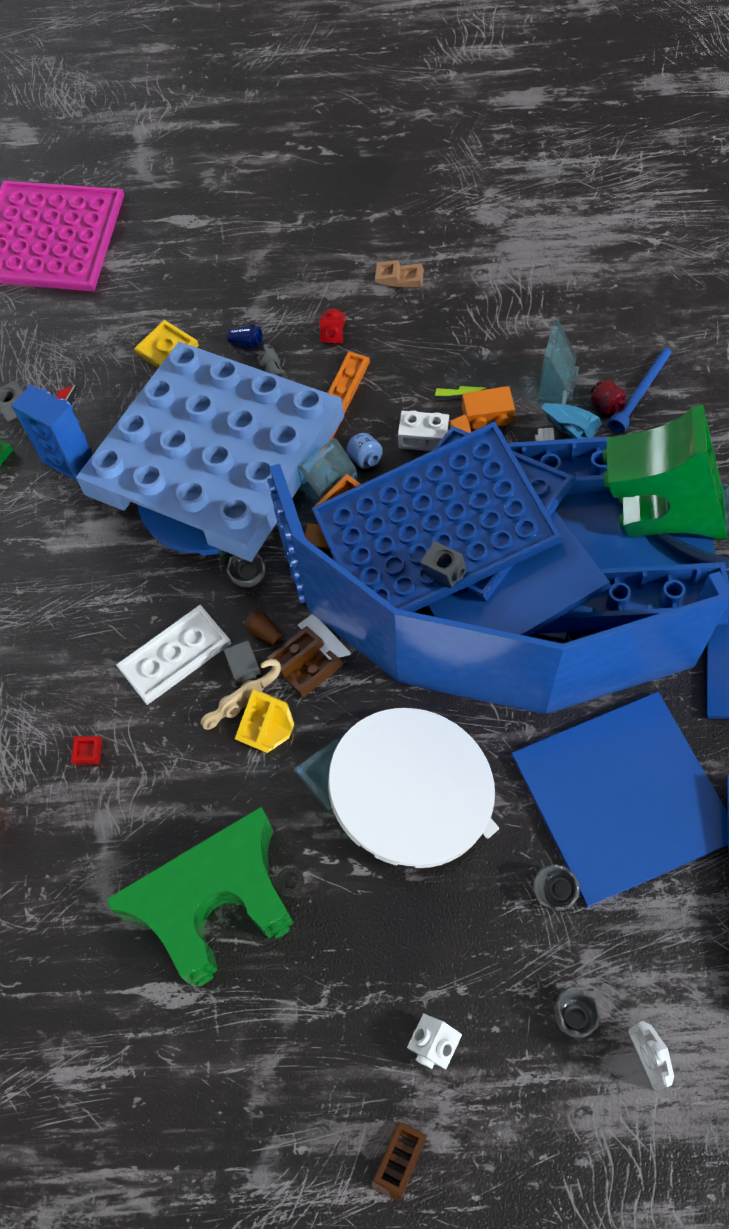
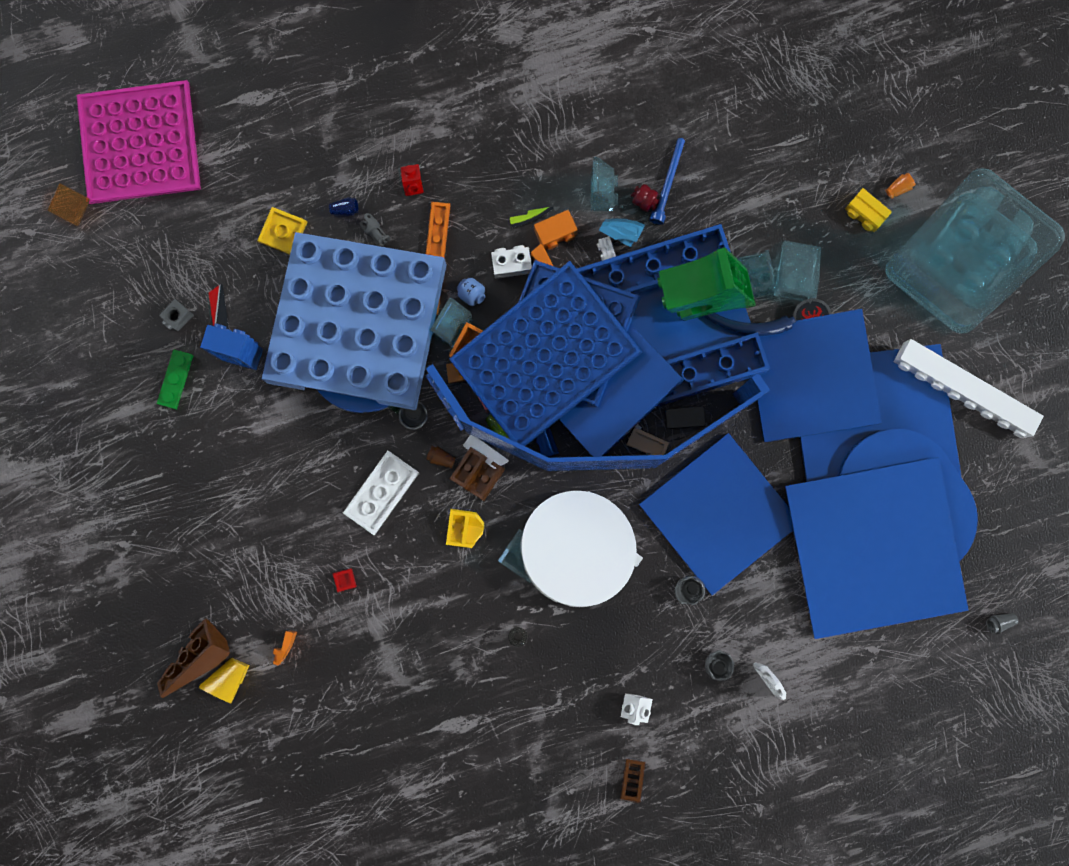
camera: 20 degrees left, 20 degrees up
(188, 888) = (472, 640): green piece -> none
(232, 704) = (436, 521): tan piece -> none
(242, 663) = (434, 489): dark grey brick -> none
(393, 274) = (451, 115): medium nougat slope -> none
(437, 557) = (556, 388): dark grey brick -> none

